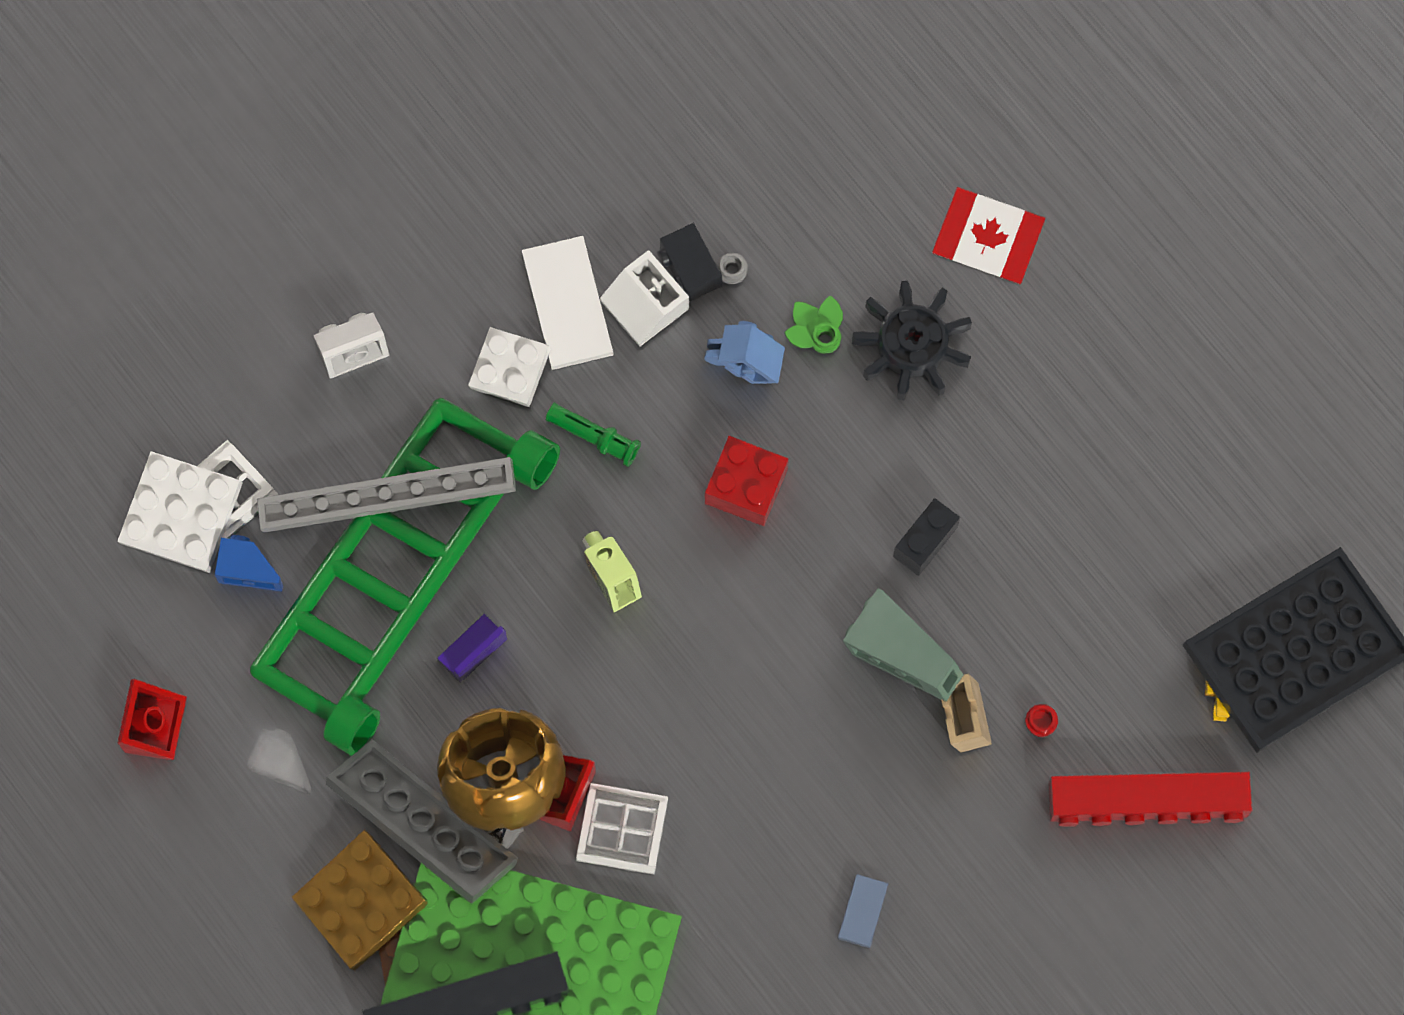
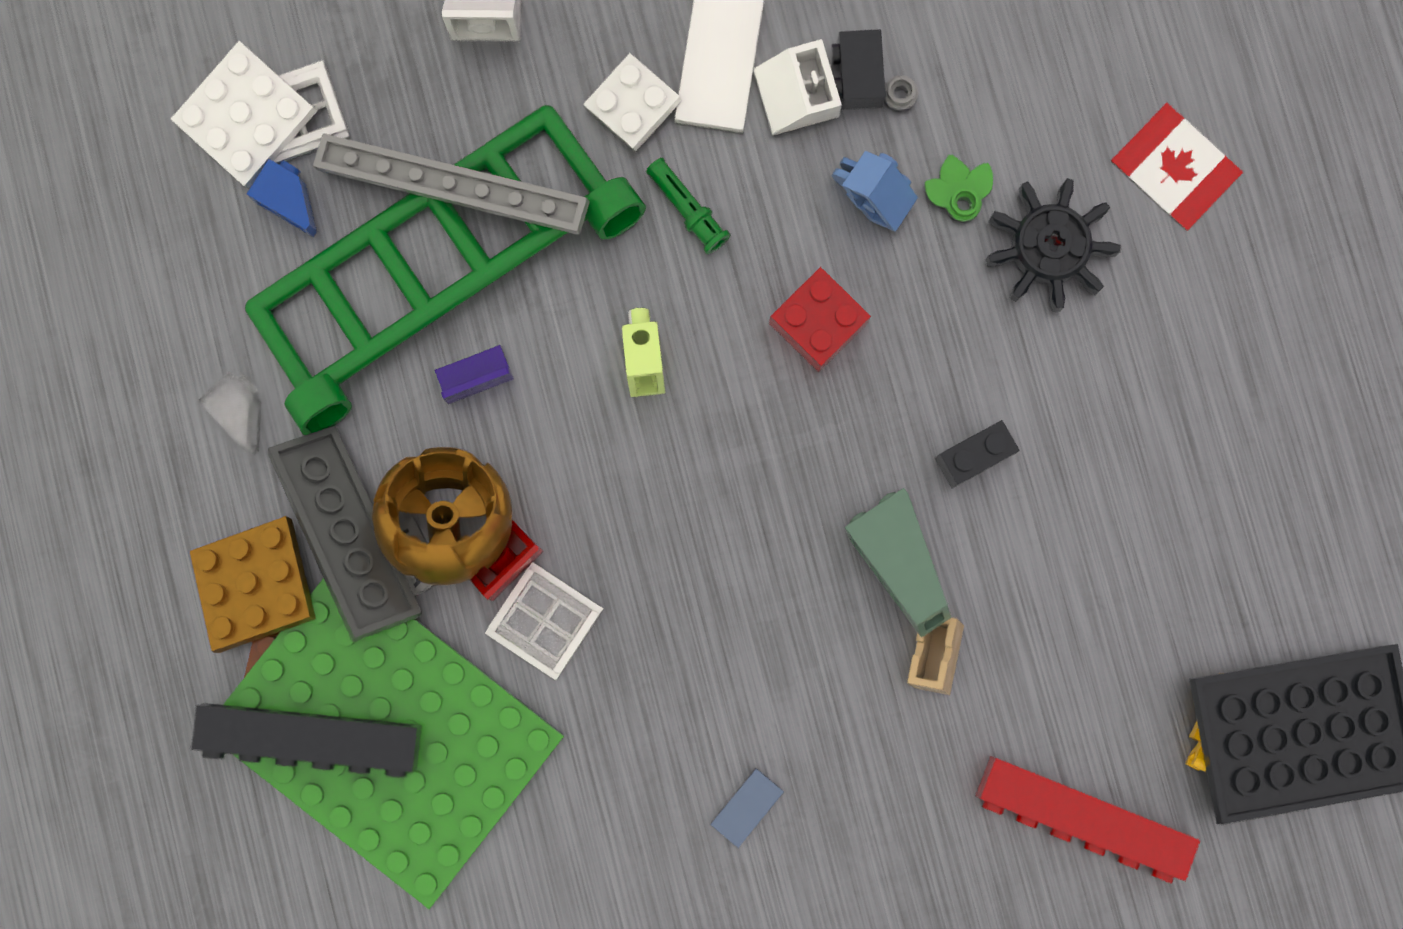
camera: 25 degrees right, 10 degrees up
(151, 721) = (125, 315): red slope -> none
(1041, 720) = (1011, 691): red plate -> none

